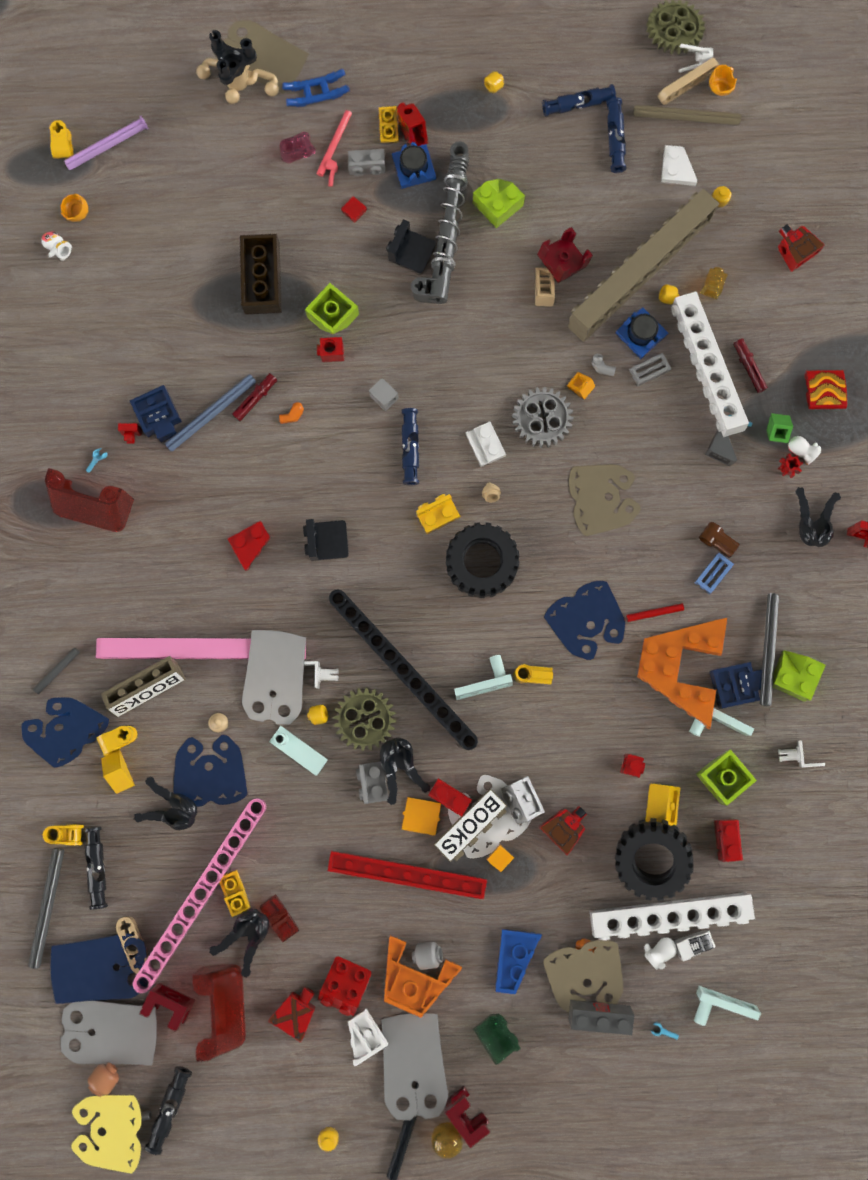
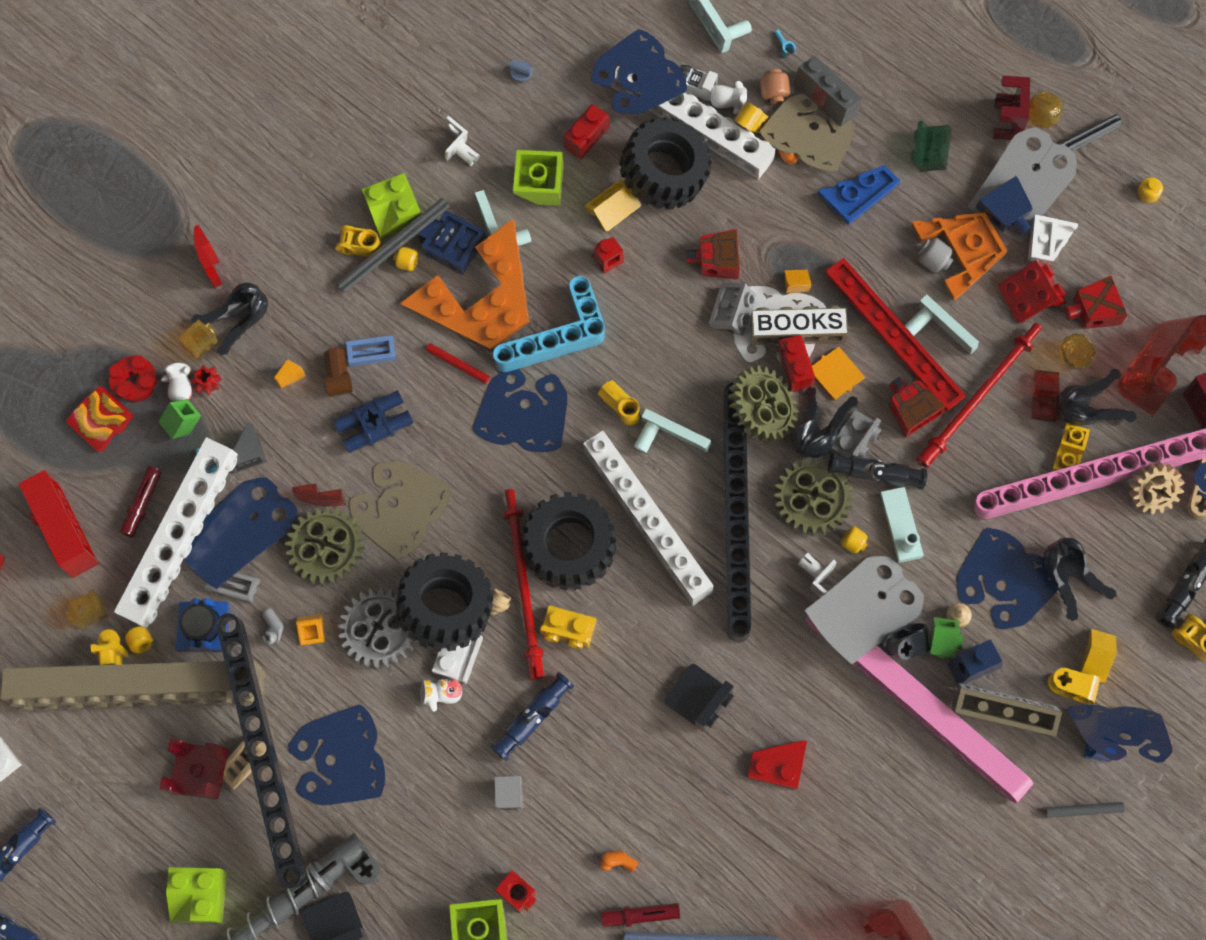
camera: 135 degrees left, 10 degrees down
(159, 911) = (1156, 487): none -> tan gear
(183, 700) = (976, 661): none -> dark blue torso
(213, 699) = (945, 638): none -> bright green brick
(232, 676) = (907, 641): none -> black piece
(281, 966) = (1076, 351): none -> clear yellow hair
(319, 822) = (937, 445): none -> red bar
(337, 770) = (893, 473): none -> black piece
(354, 835) = (914, 405): none -> torso
(398, 906) = (933, 311): none -> light aqua piece
(408, 1034) = (1007, 207): none -> dark blue torso
(443, 482) = (533, 652): none -> red bar
(444, 748) = (763, 404): none -> olive gear
(451, 616) = (648, 518): none -> white brick
(472, 415) = (443, 691): none -> white animal
(488, 343) = (354, 756): none -> dark blue piece
(538, 293) = (269, 758): none -> black beam
(543, 465) = (450, 574): none -> black tyre
(603, 678) = (558, 335): none -> medium azure beam
(628, 449) = (317, 566): none -> olive gear
(631, 946) = (751, 117): none -> yellow piece
(638, 989) = (775, 86): none -> nougat head
(655, 457) = (312, 495): none -> clear red slope
(658, 533) = (370, 433): none -> dark blue pin
(673, 392) = (230, 536): none -> dark blue piece
(674, 268) = (109, 648): none -> yellow hips
(732, 924) = (651, 71): none -> dark blue piece
(747, 513) = (288, 374): none -> light orange slope
(753, 649) = (406, 259): none -> yellow piece
(780, 308) = (58, 524): none -> red brick
(794, 631) = (354, 241): none -> yellow piece
(814, 847) = (520, 71): none -> sand blue plate
(825, 480) = (191, 339): none -> clear yellow brick
(841, 422) = (144, 383): none -> red plate

